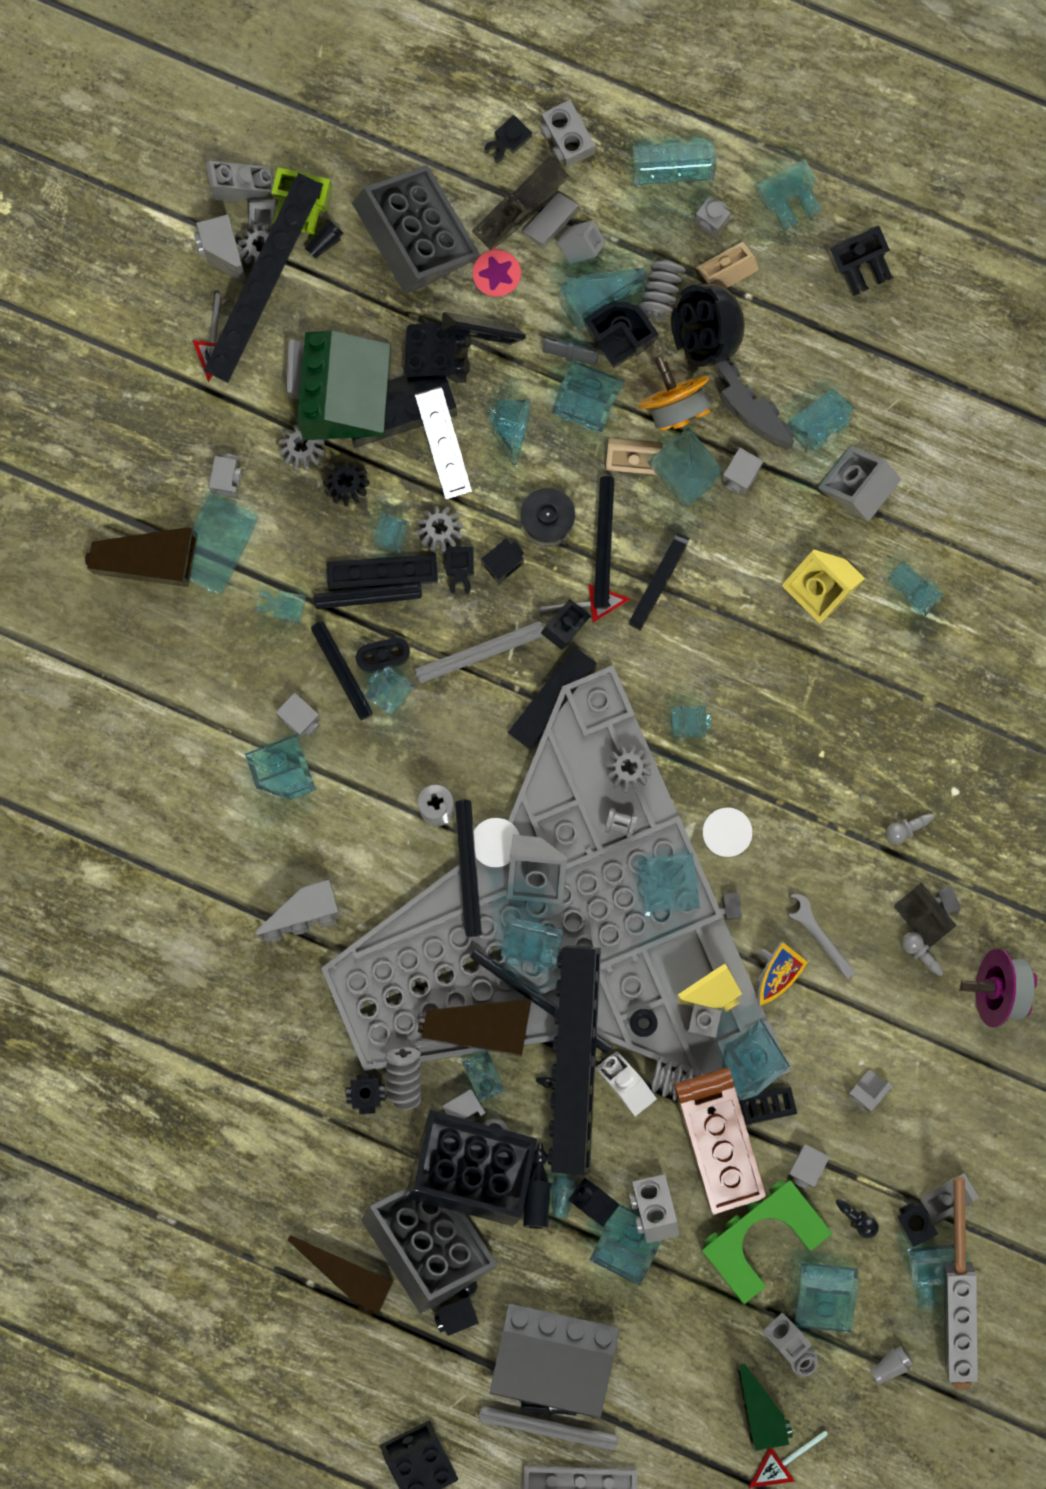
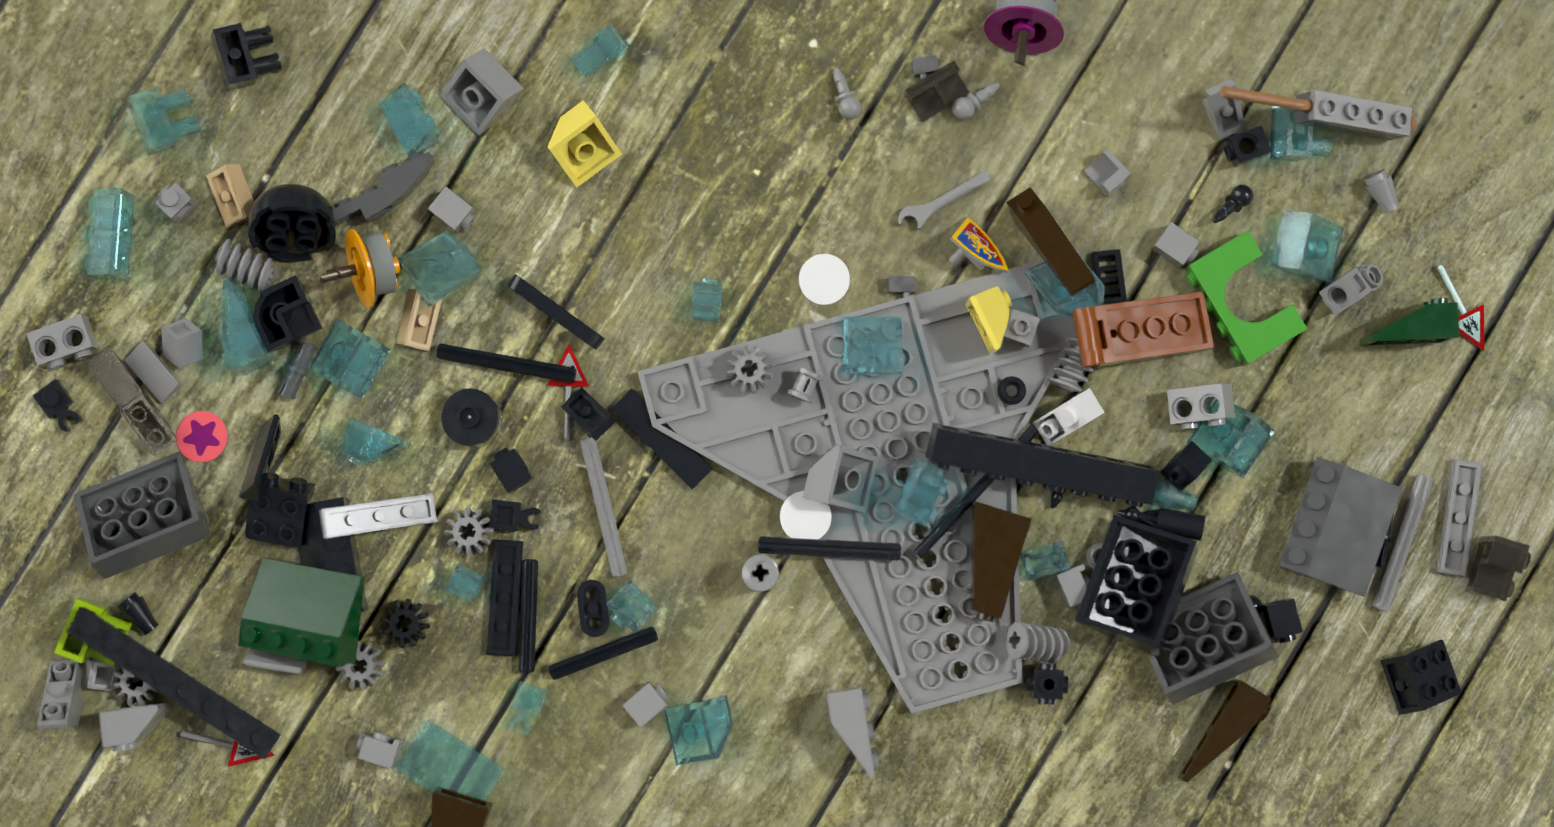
camera: 85 degrees left, 5 degrees up
(792, 1039) = (1049, 241): none -> dark brown slope

